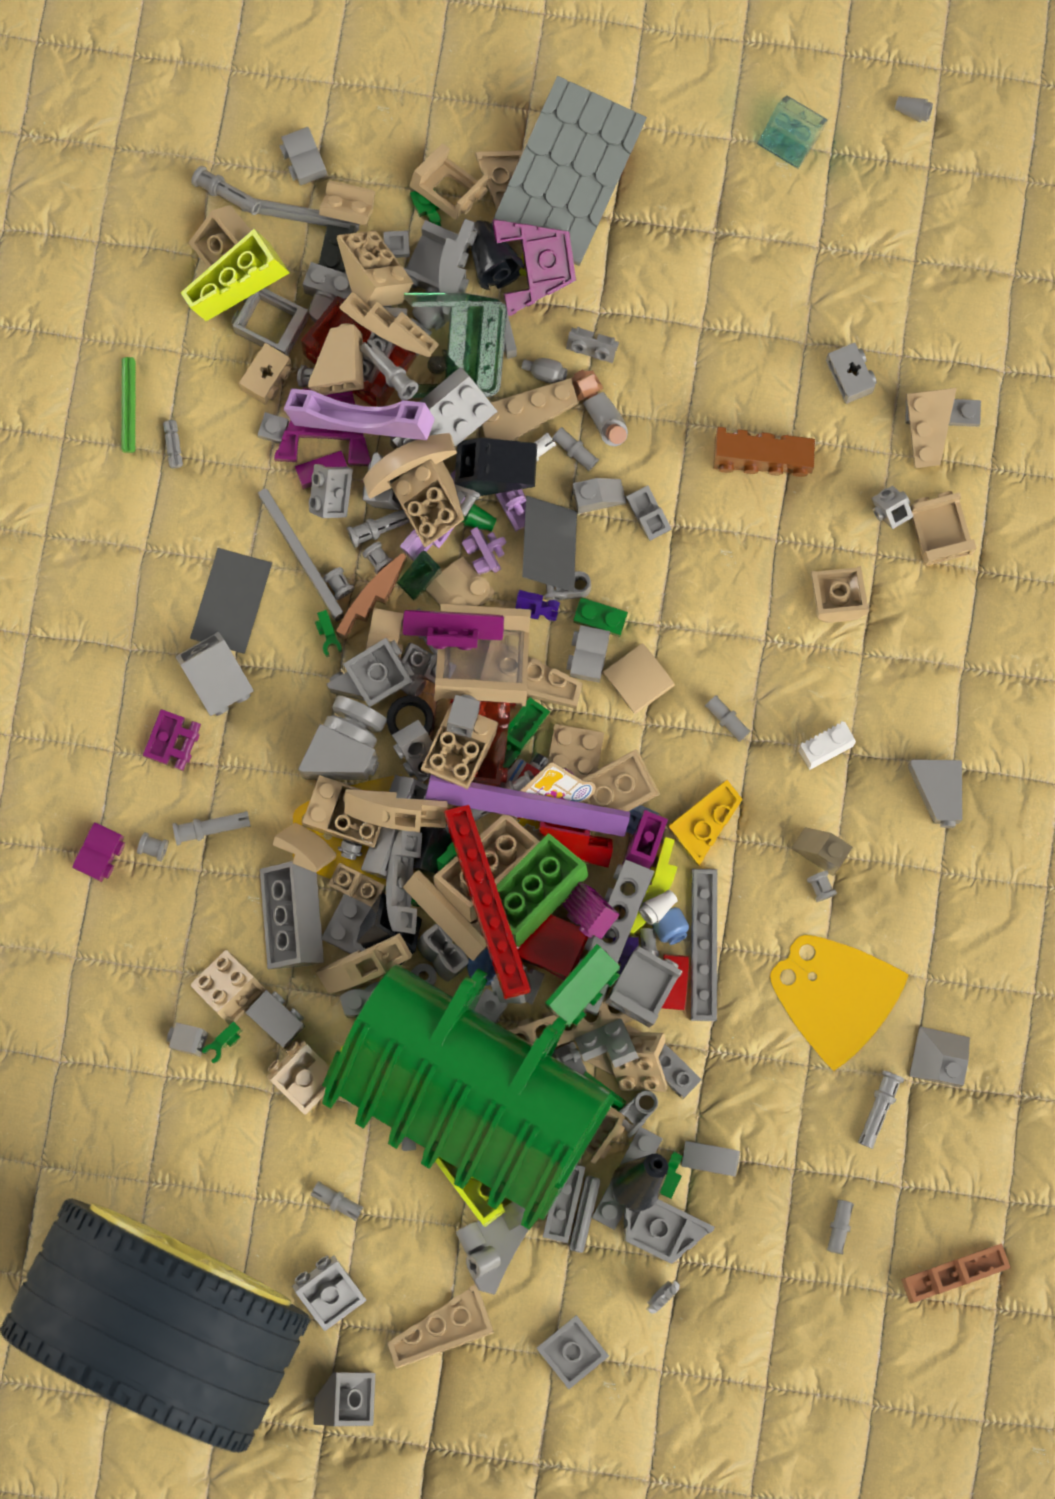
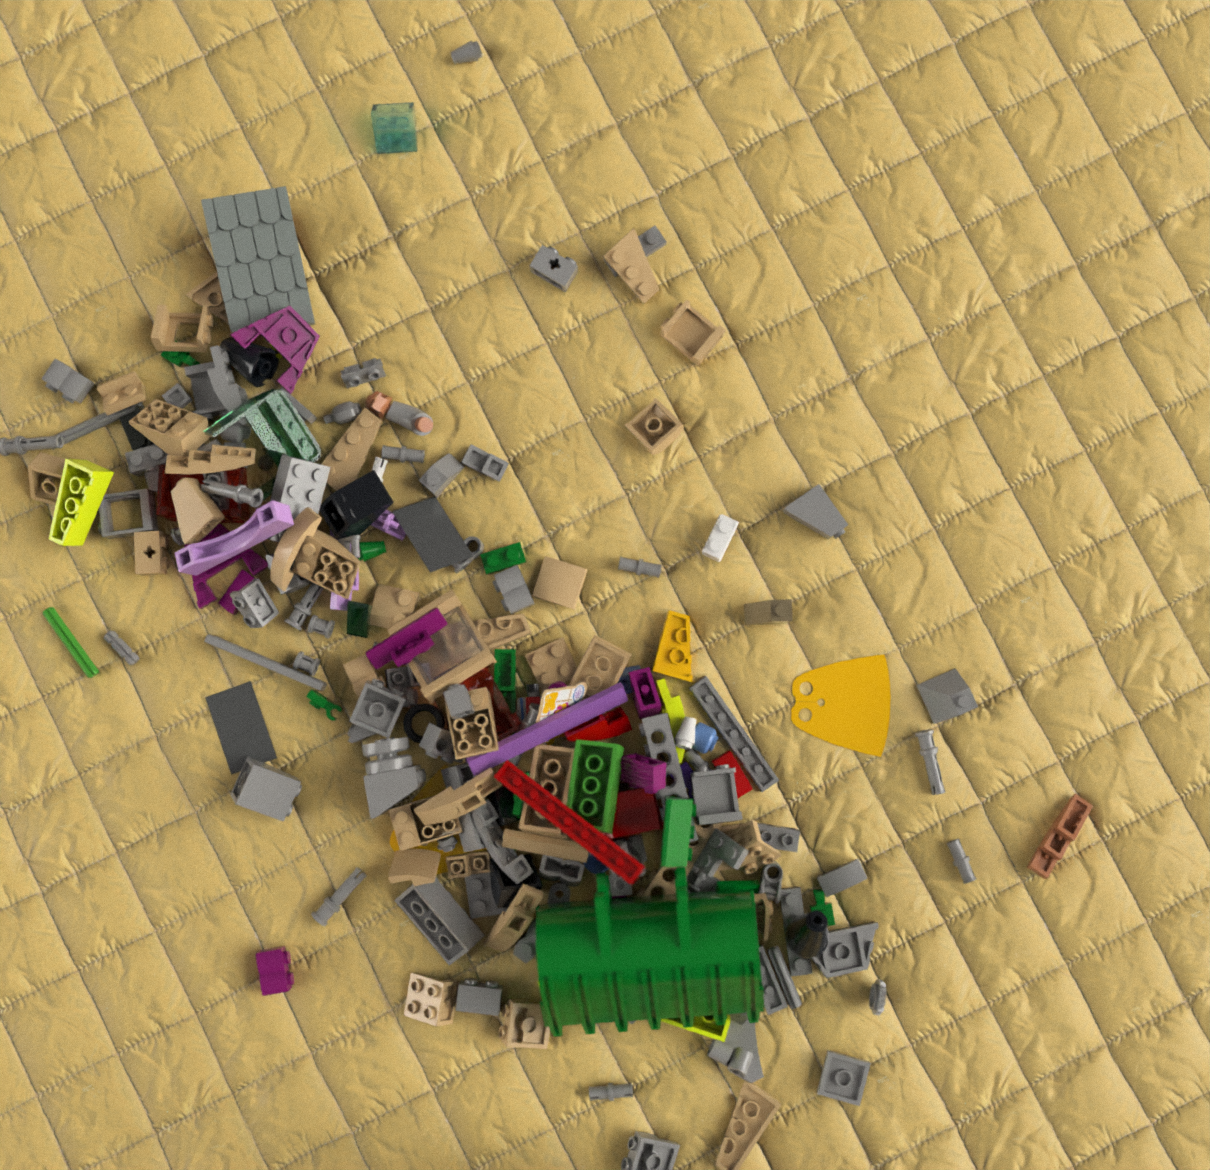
camera: 30 degrees left, 5 degrees up
(152, 846) = (309, 939): light grey bush -> none
(164, 737) = (262, 855): magenta plate -> none
(187, 1039) = (429, 1057): light grey slope -> none
(229, 1037) = (455, 1035): green plate -> none
(273, 428) = (183, 587): light grey plate -> none
(376, 590) = (336, 648): nougat slope -> none
(488, 561) = (382, 565): lavender hips -> none
(538, 607) = (454, 582): dark purple plate -> none
(763, 453) = (534, 366): dark orange wedge -> none
(821, 886) = (785, 637): light grey bush -> none
(892, 507) = (648, 341): light grey brick -> none

